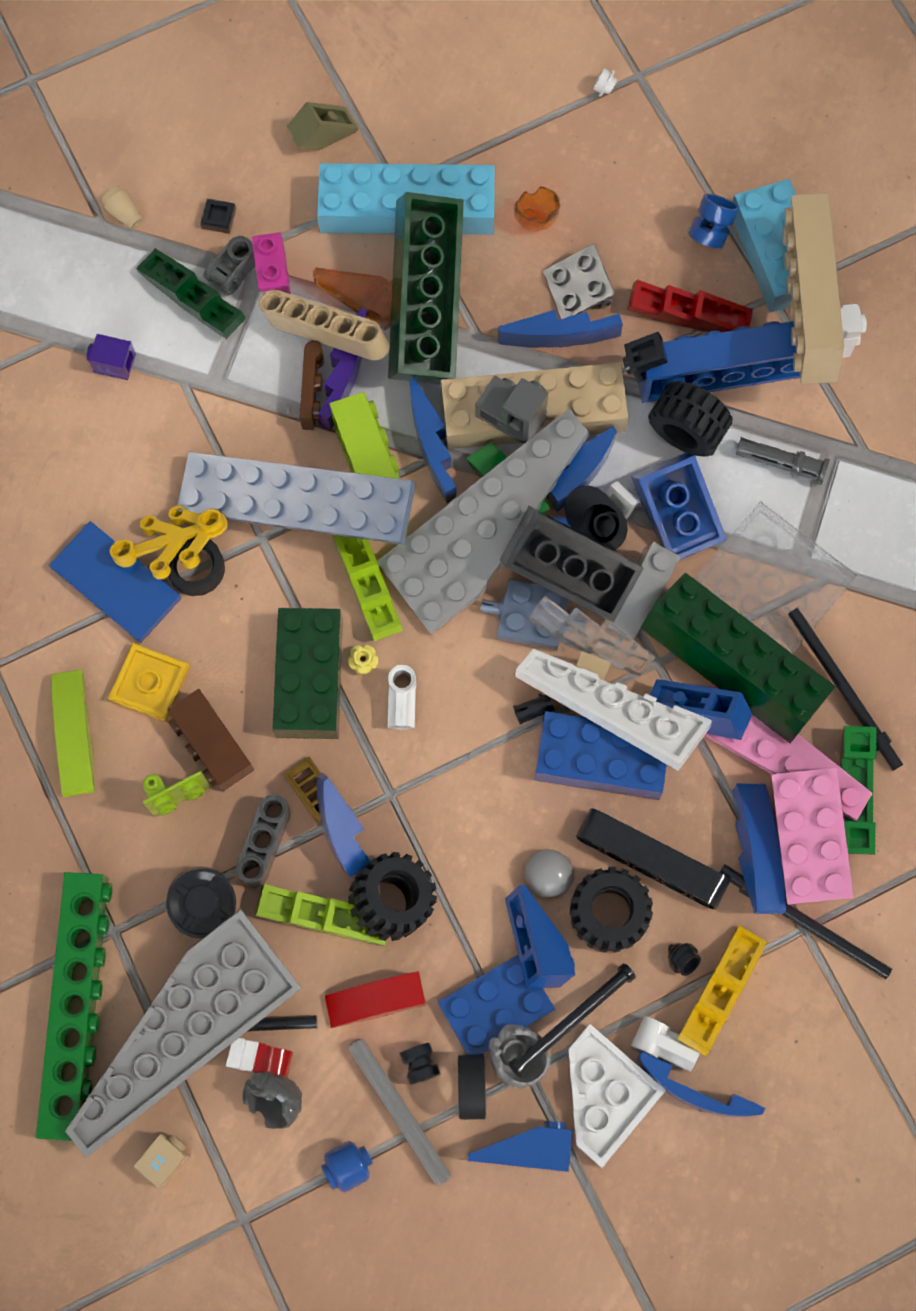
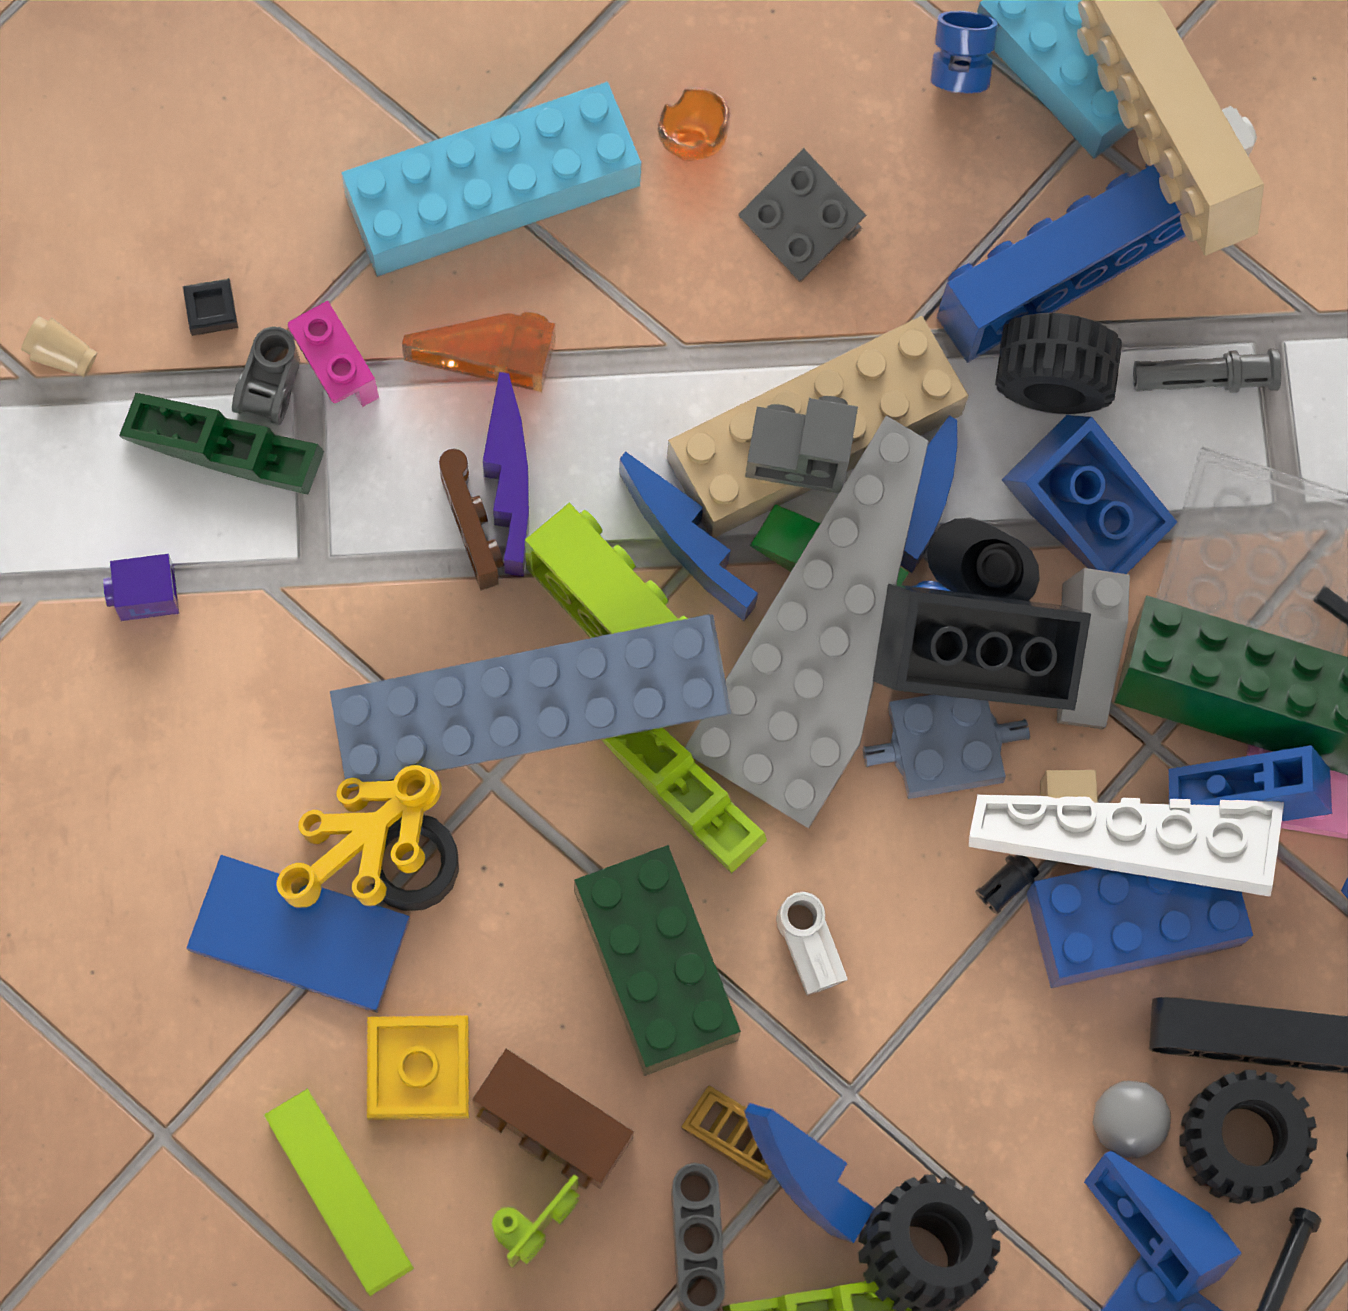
camera: 30 degrees left, 0 degrees up
(321, 125) = (311, 111): olive slope -> none
(324, 324) = (474, 430): tan beam -> none
(366, 666) = (725, 919): light yellow plate -> none
(425, 288) = (589, 309): dark green brick -> none
(550, 332) = (791, 304): blue slope -> none
(587, 636) = (1044, 745): clear slope -> none
(623, 498) = (1006, 516): white tile -> none
(644, 355) = (963, 295): black bracket -> none
(690, 310) = (980, 197): red slope -> none

